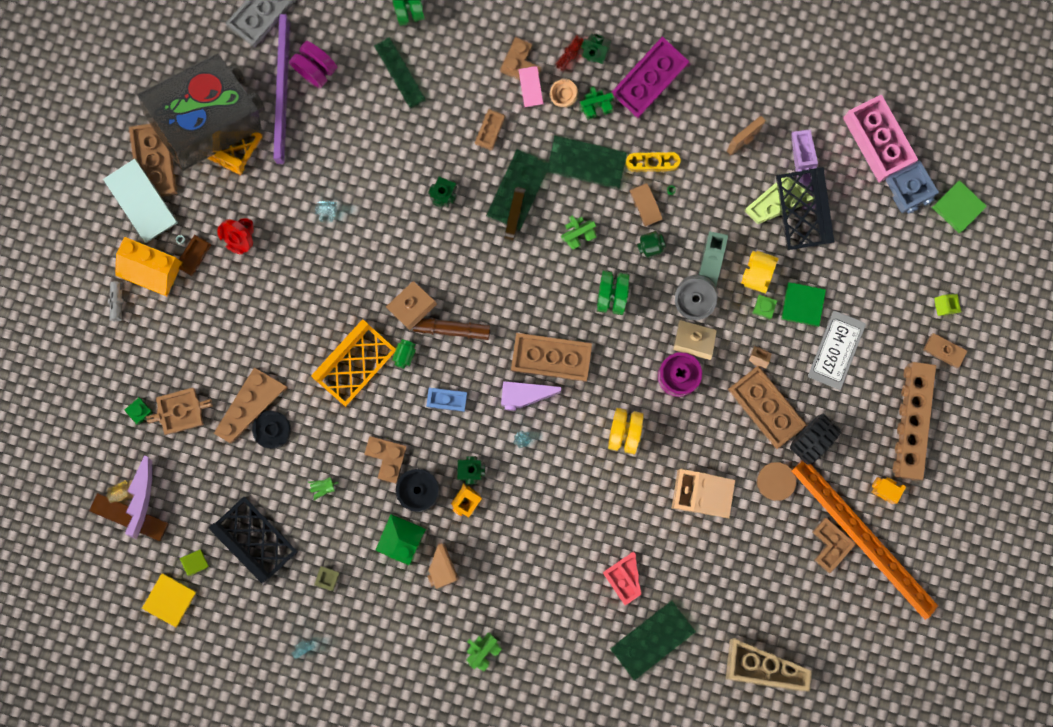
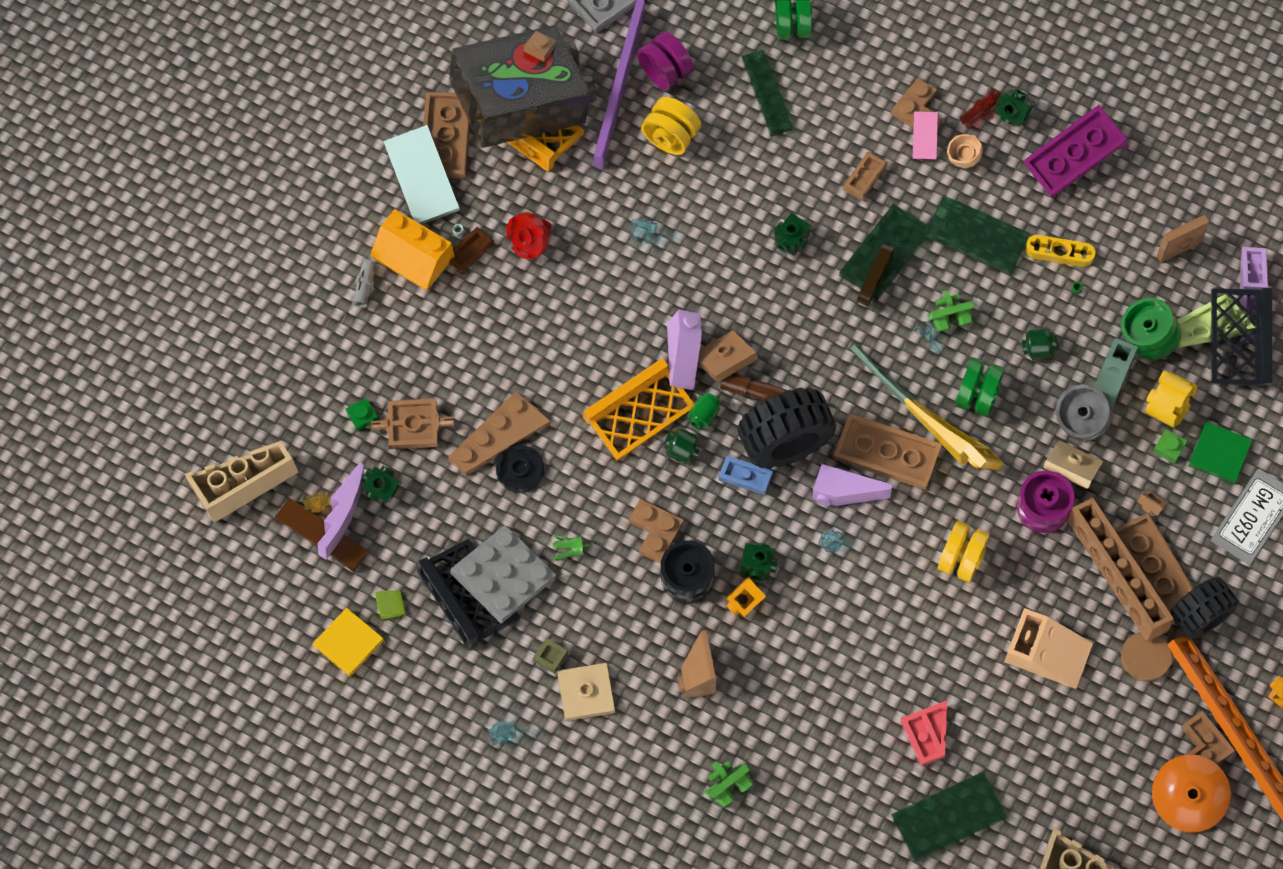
camera: 15 degrees right, 15 degrees down
(53, 489) = (241, 479): none -> tan wedge
(165, 468) = (389, 486): none -> dark green brick
(208, 76) = (540, 46): none -> medium nougat plate
(276, 520) = (503, 574): none -> light grey plate
(329, 119) = (671, 125): none -> yellow wheel
(360, 600) = (586, 692): none -> tan plate
(377, 306) = (683, 348): none -> lavender slope
(392, 386) = (681, 445): none -> dark green head
(400, 540) = (652, 630): green slope -> none
(470, 361) = (786, 427): none -> black tyre
(563, 252) = (928, 336): none -> clear light blue hand
(595, 100) = (1003, 167): green hips -> none
(603, 338) = (958, 443): none -> yellow plate
(646, 204) = (1042, 297): medium nougat slope -> none
(735, 206) = (1151, 328): none -> green wheel
(746, 420) = (1120, 569): none -> medium nougat brick
(827, 573) = (1172, 787): none -> orange dish

